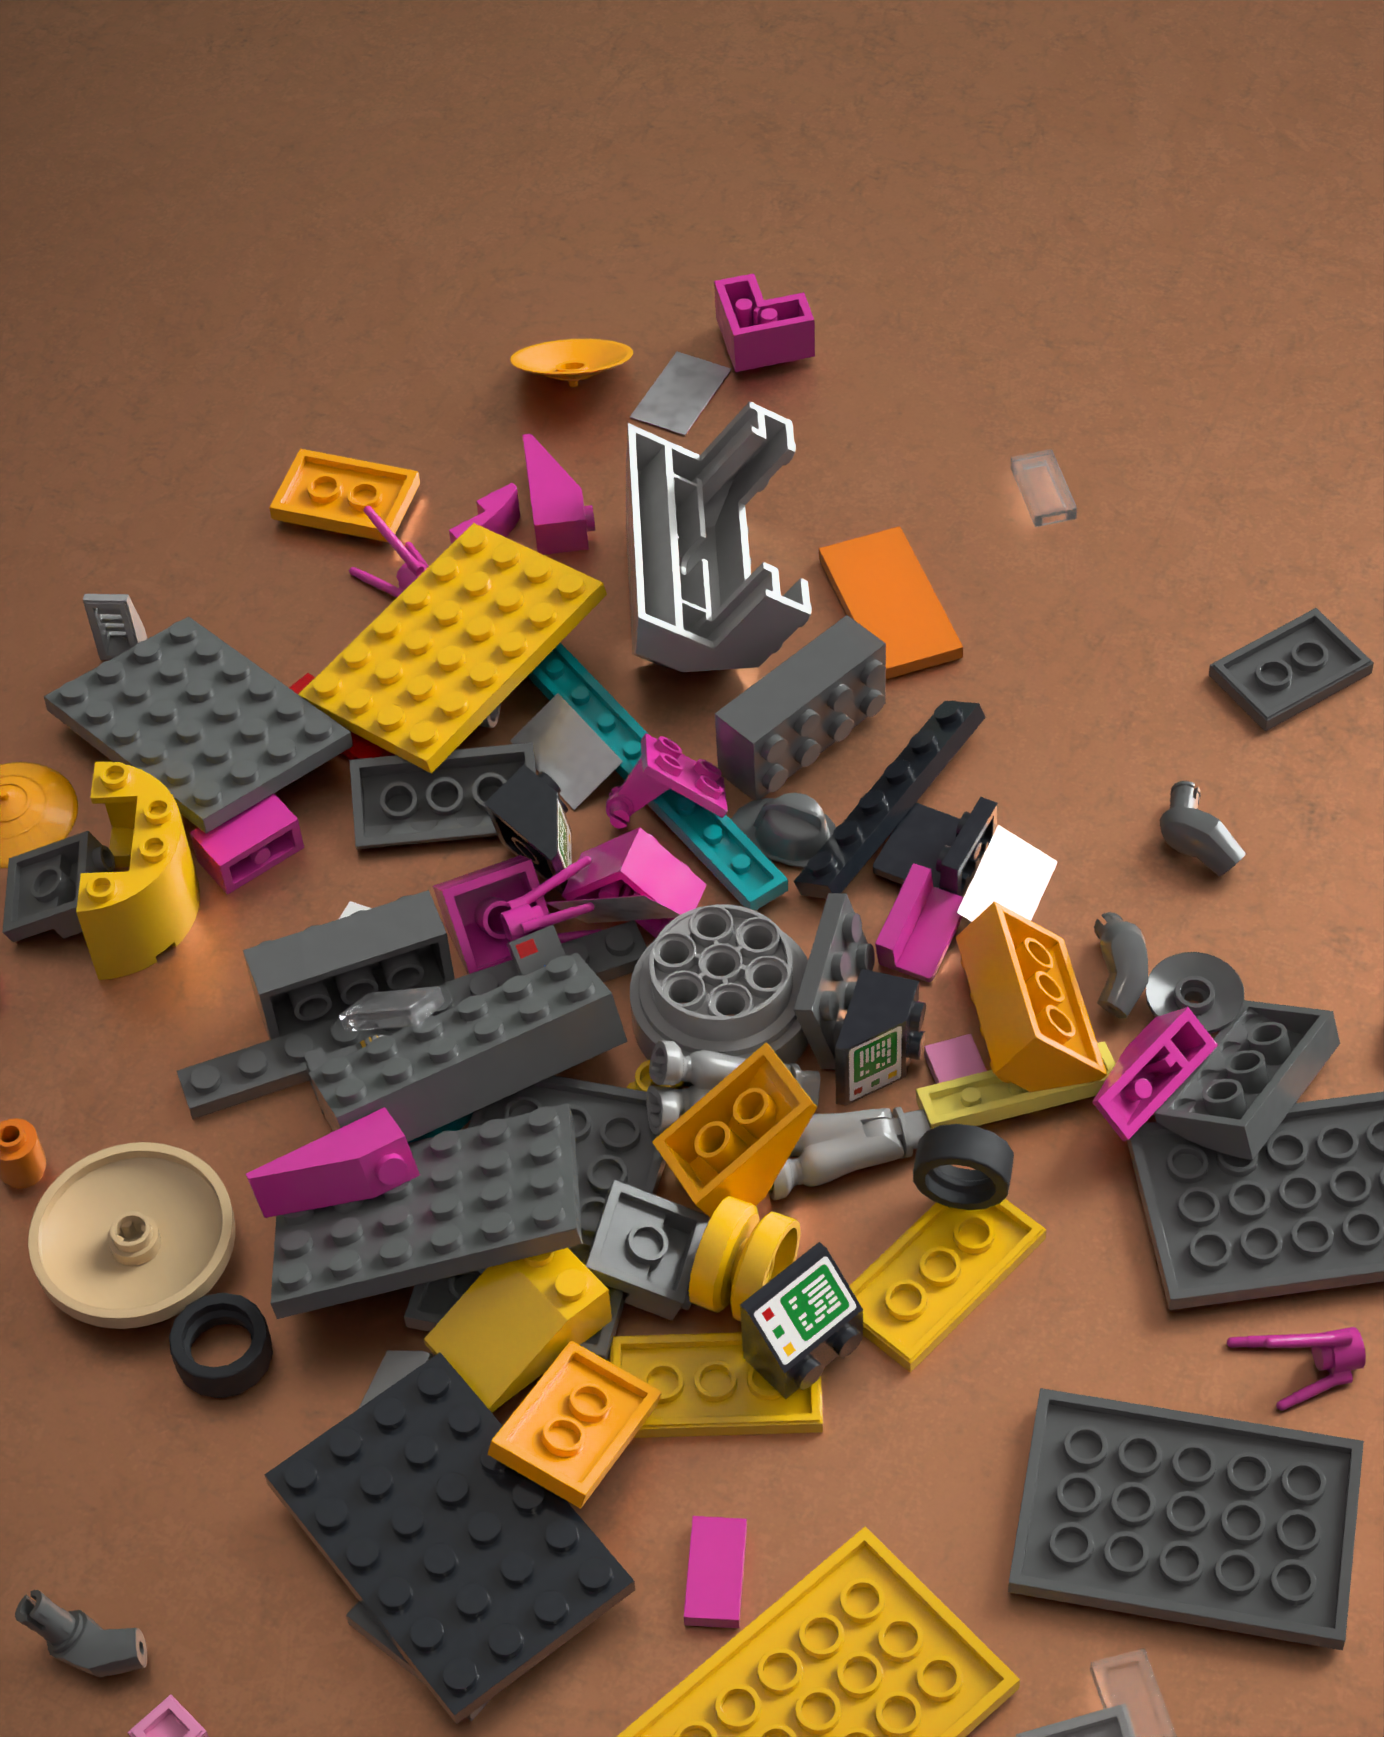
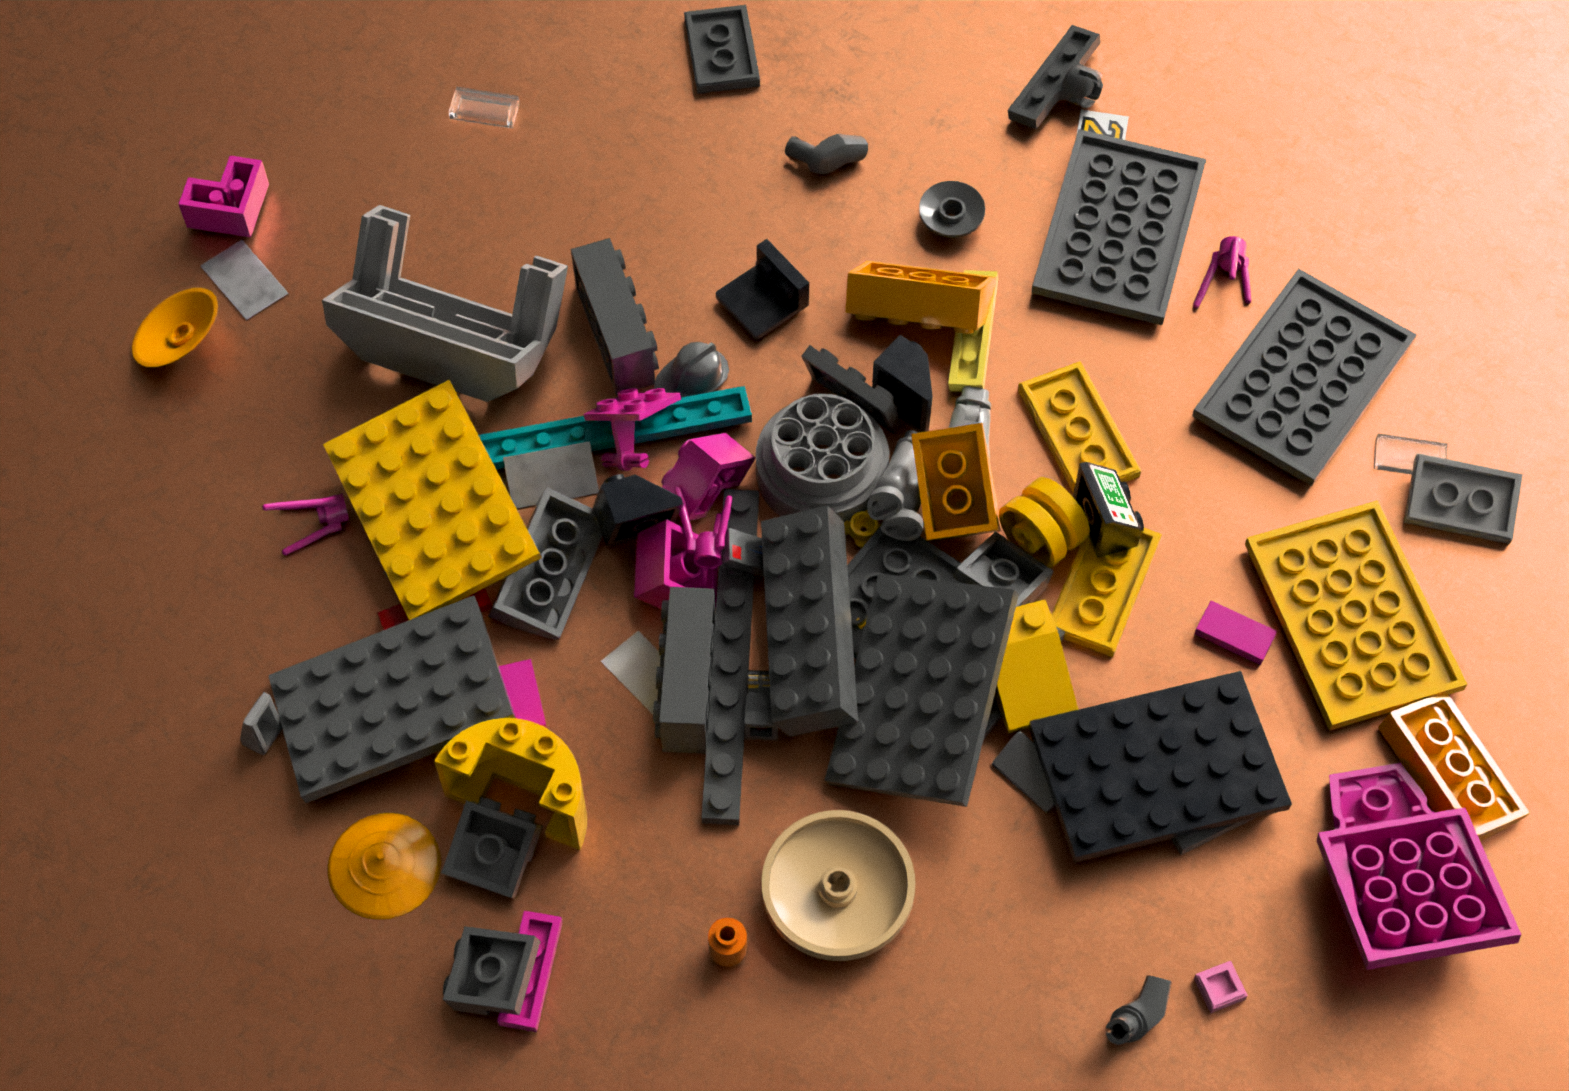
camera: 70 degrees left, 10 degrees up
(214, 1311) = (954, 833): black tyre -> none
(334, 490) = (210, 528): light orange plate -> none
(337, 1168) = (872, 720): dark pink slope -> none
(392, 1009) = (746, 651): clear tile -> none
(496, 512) = (305, 445): dark pink slope -> none
(556, 503) = (310, 394): dark pink slope -> none
(574, 1424) = (1123, 660): light orange plate -> none
(619, 909) = (728, 489): flat silver sticker -> none
(889, 799) = (706, 304): black plate -> none
(893, 599) = (521, 231): orange tile -> none
(919, 926) = (820, 327): dark pink panel -> none
(953, 1058) = (938, 356): bright pink tile -> none
(967, 1147) = (1036, 375): black tyre -> none
(1010, 875) = (823, 277): sticker -> none
(1126, 962) = (911, 231): dark grey arm -> none
(1152, 1070) = (1001, 246): dark pink slope -> none
(1251, 1077) = (1033, 208): dark grey slope -> none

